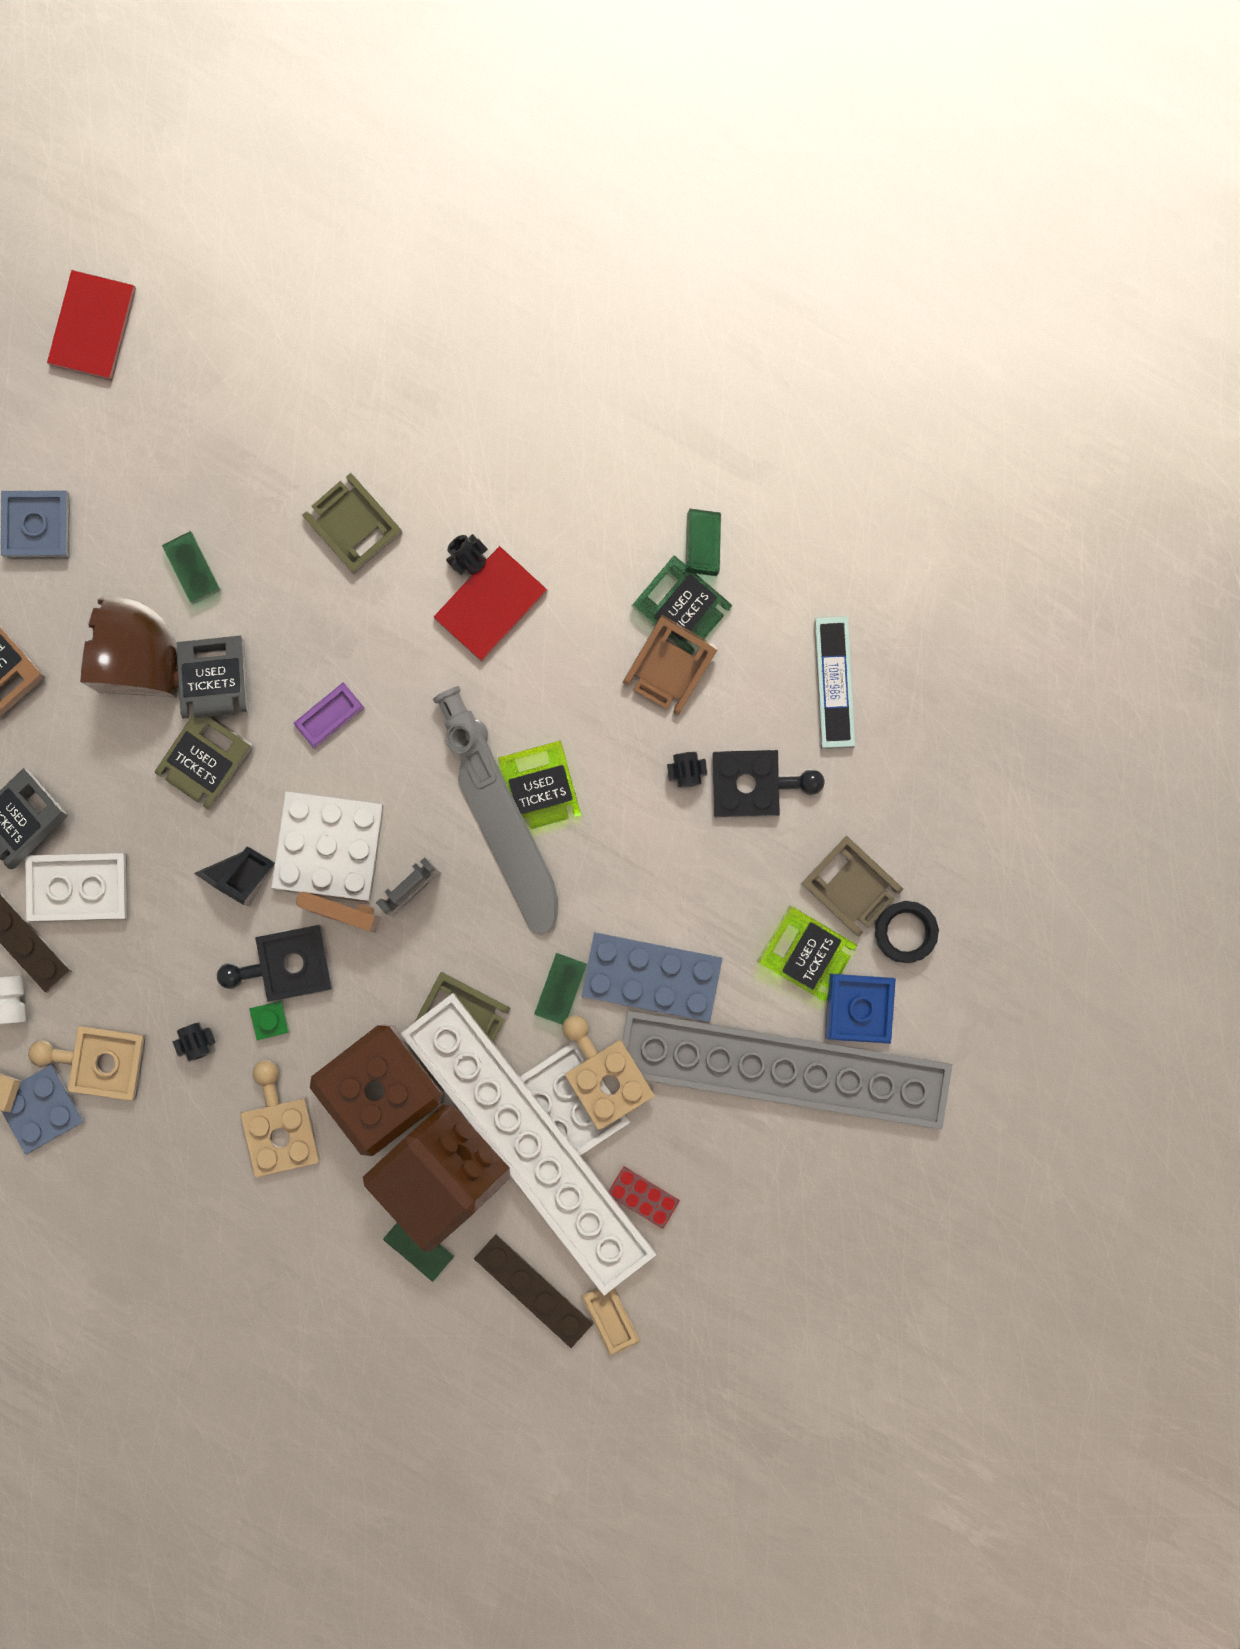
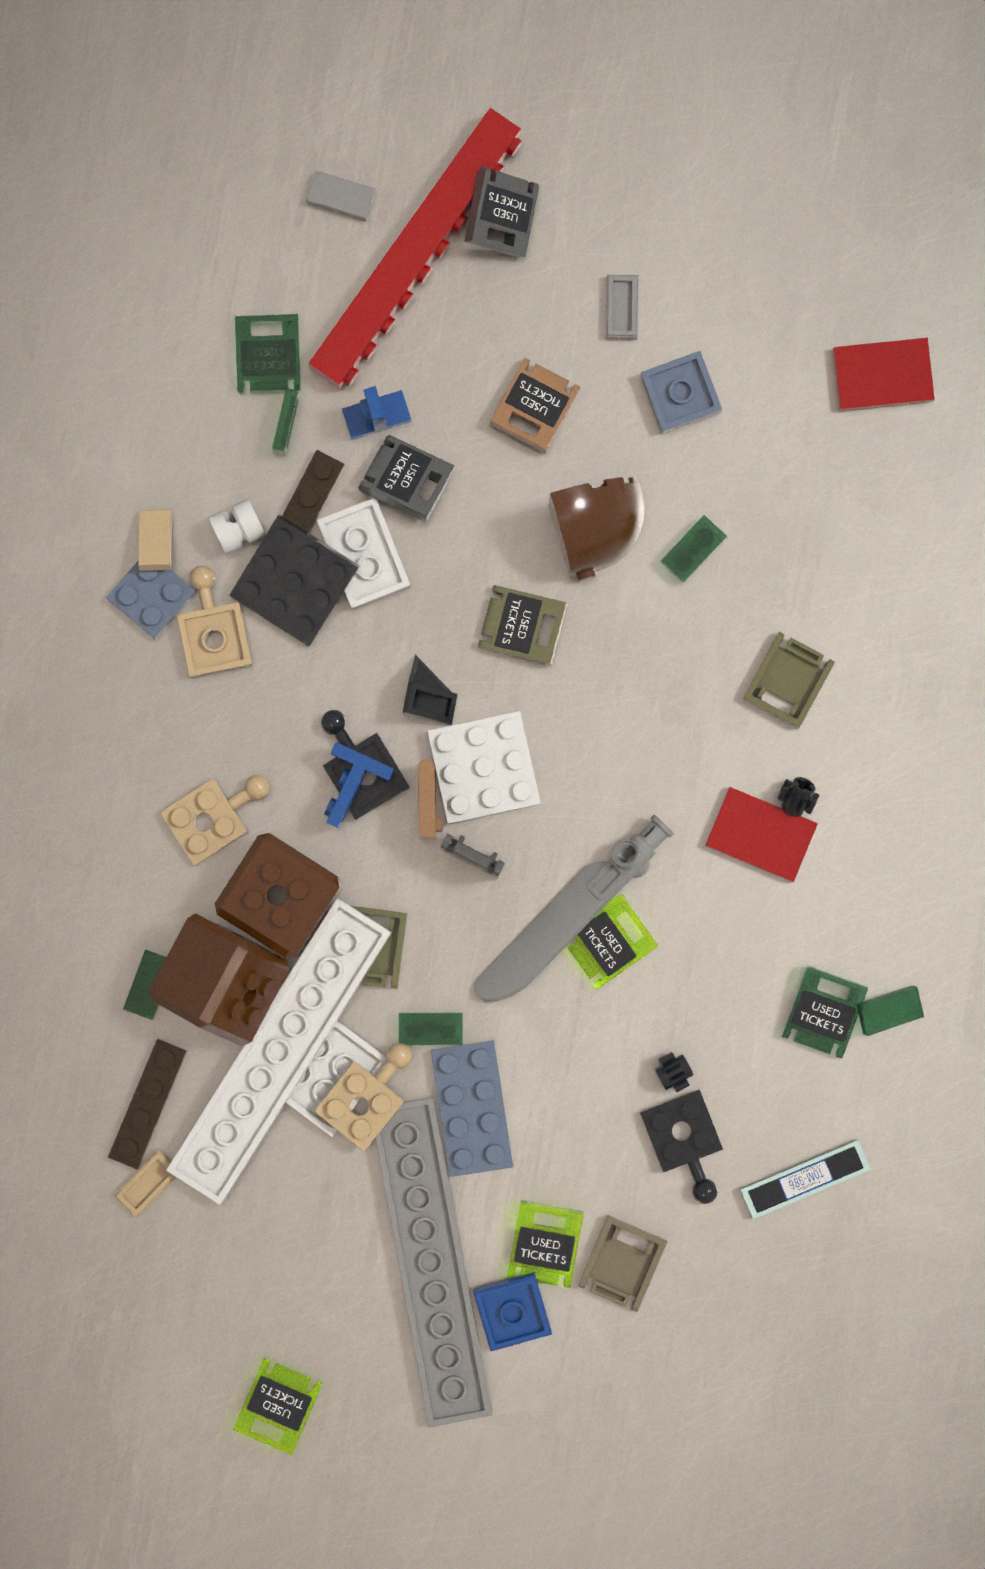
camera: 70 degrees right, 0 degrees up
(76, 964) = (294, 580): none -> black plate
(193, 1042) = (262, 712): black gear -> none
(214, 680) = (596, 607): dark grey container -> none
(269, 1020) = (306, 773): green plate -> none
(291, 978) = (351, 781): none -> blue bracket
(328, 715) = (604, 724): medium lavender tile -> none
(643, 1197) = (268, 1173): red tile -> none
(666, 668) = (761, 1019): medium nougat container -> none
(866, 1264) = (279, 1401): none -> container
(930, 925) = (620, 1340): black tyre -> none

